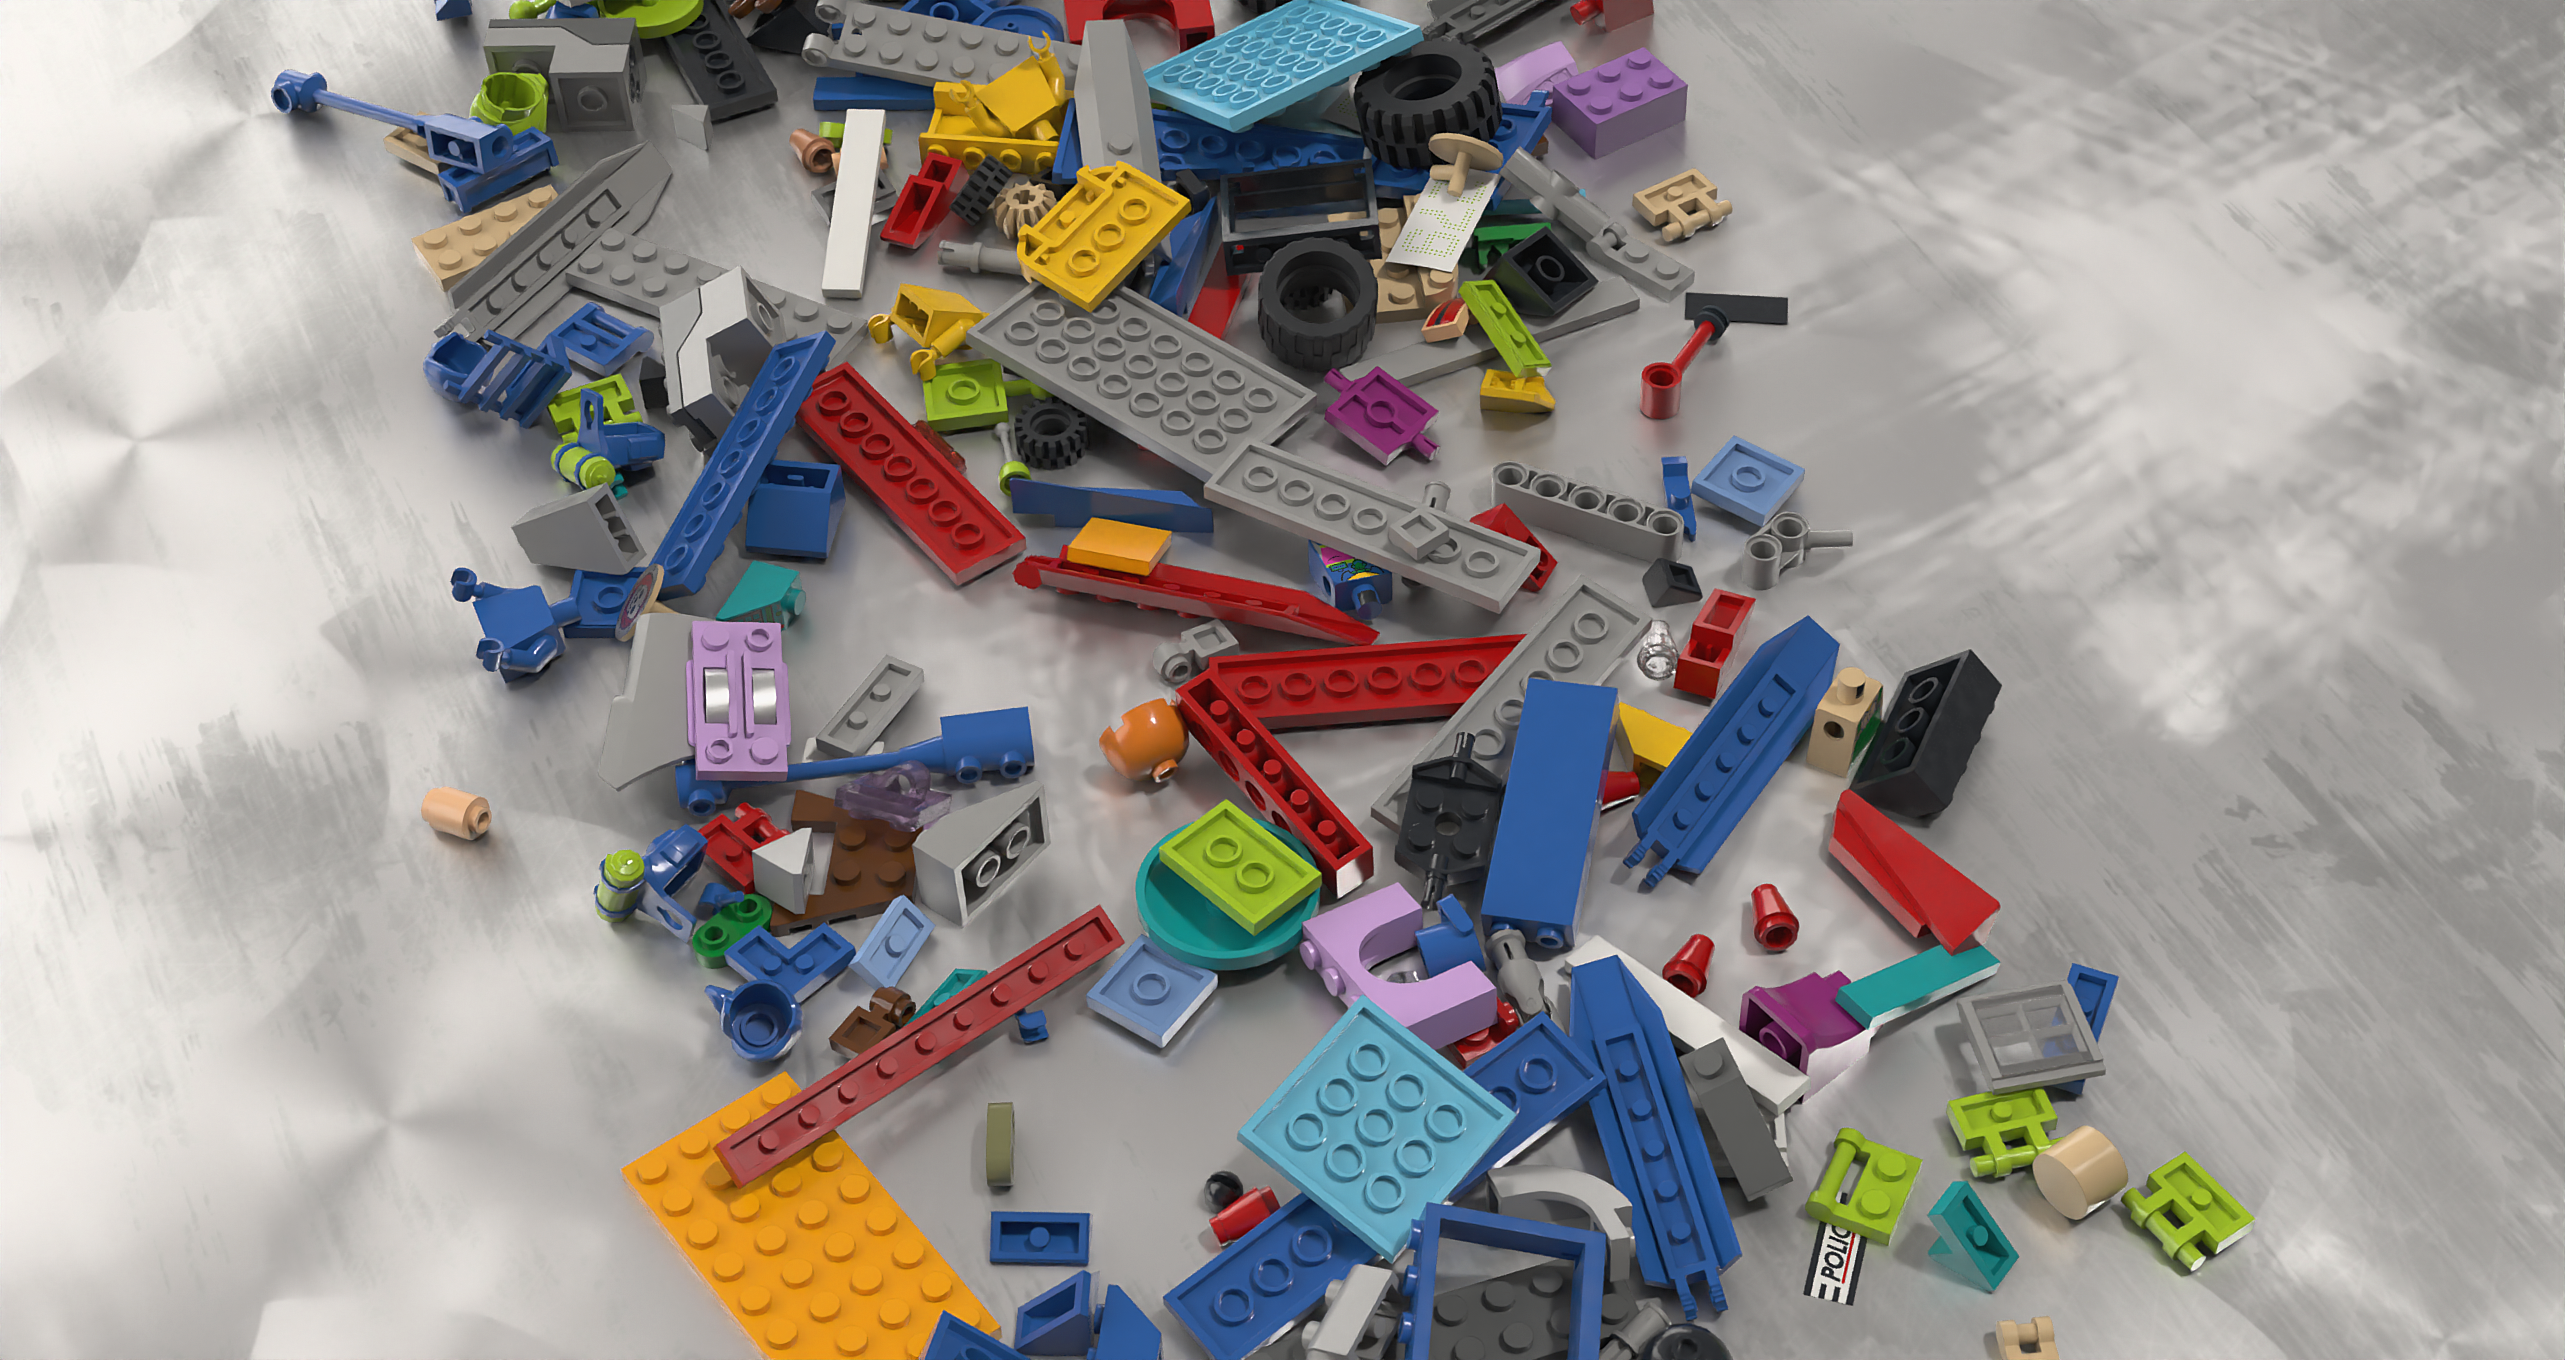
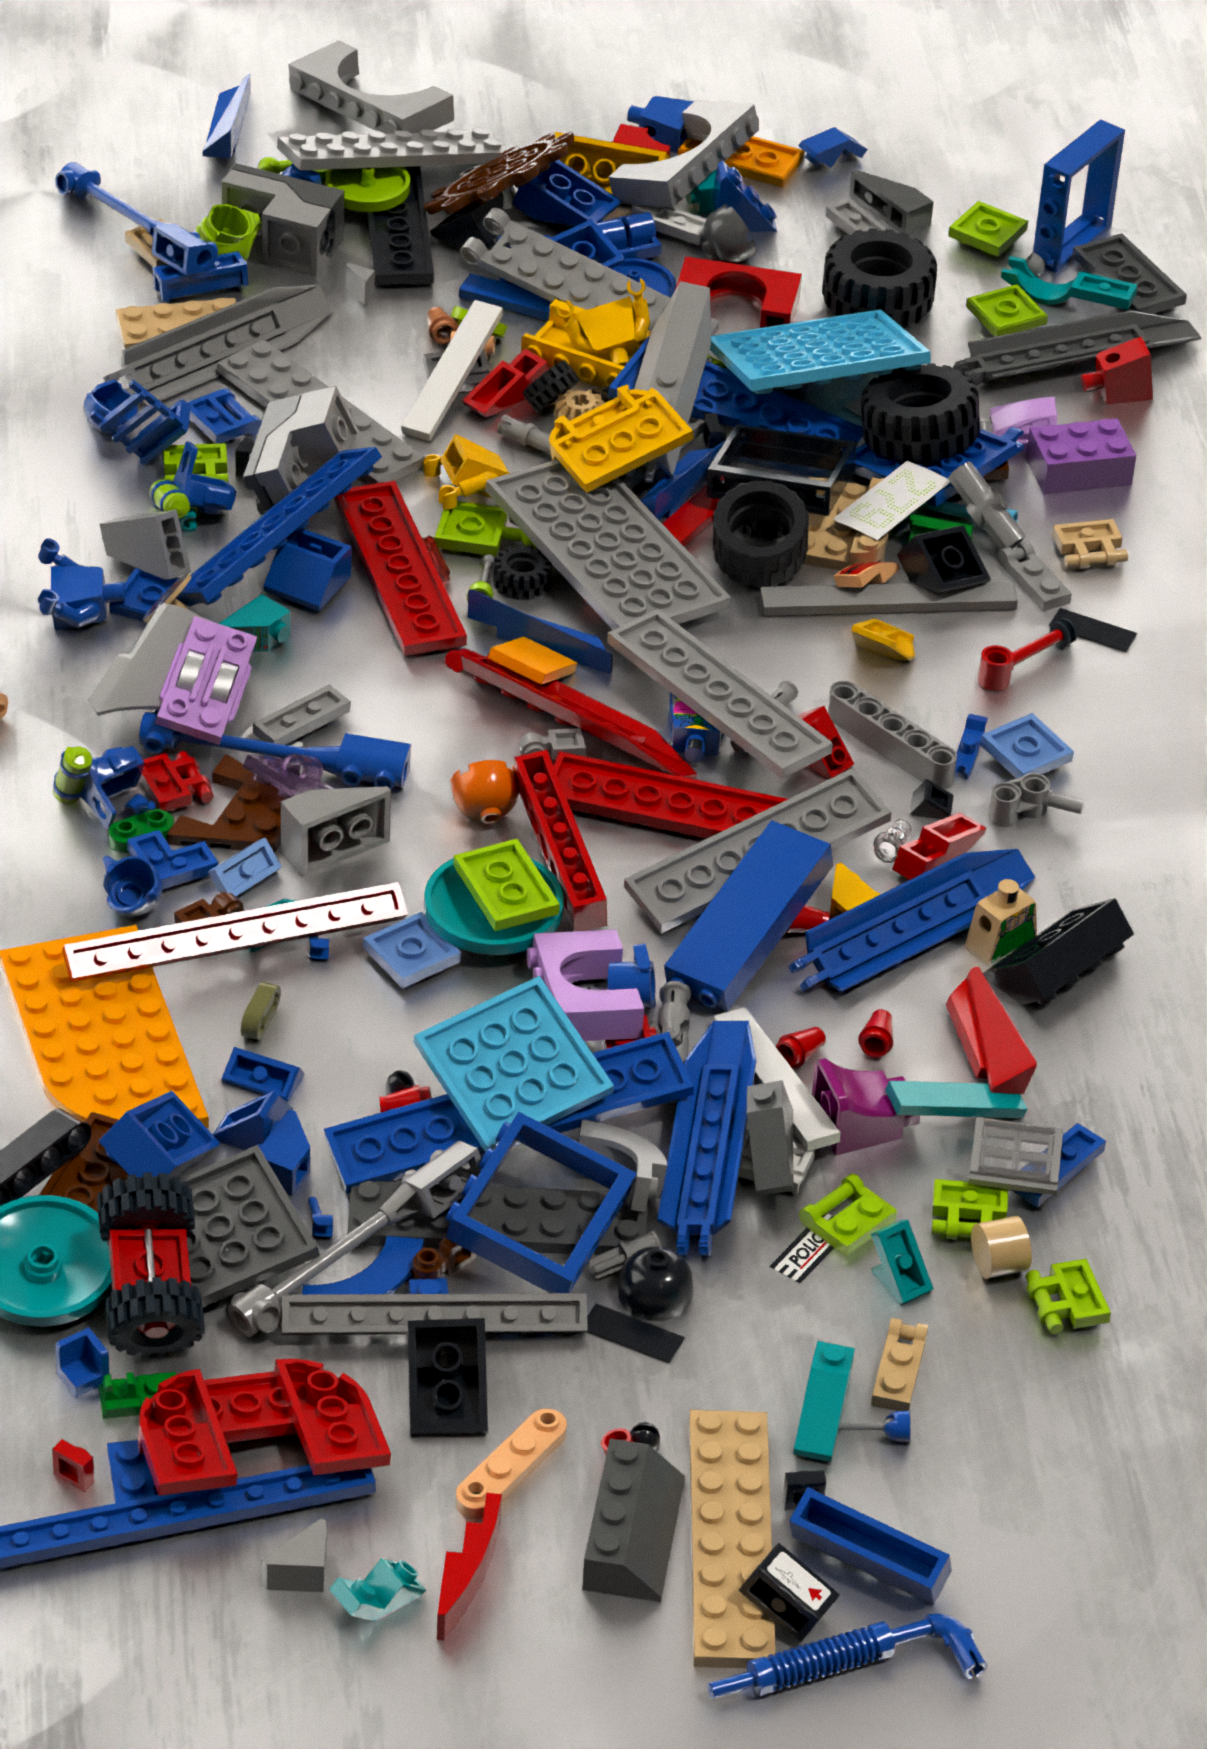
camera: 15 degrees right, 5 degrees down
(786, 870) = (193, 799): light grey slope -> none
(1381, 415) = (773, 626): magenta plate -> none
(1419, 533) = (745, 705): light grey plate -> none
(1454, 792) = (679, 882): black plate -> none
(1465, 154) = (925, 456): tan shield -> none
(1505, 328) = (898, 591): lime tile -> none

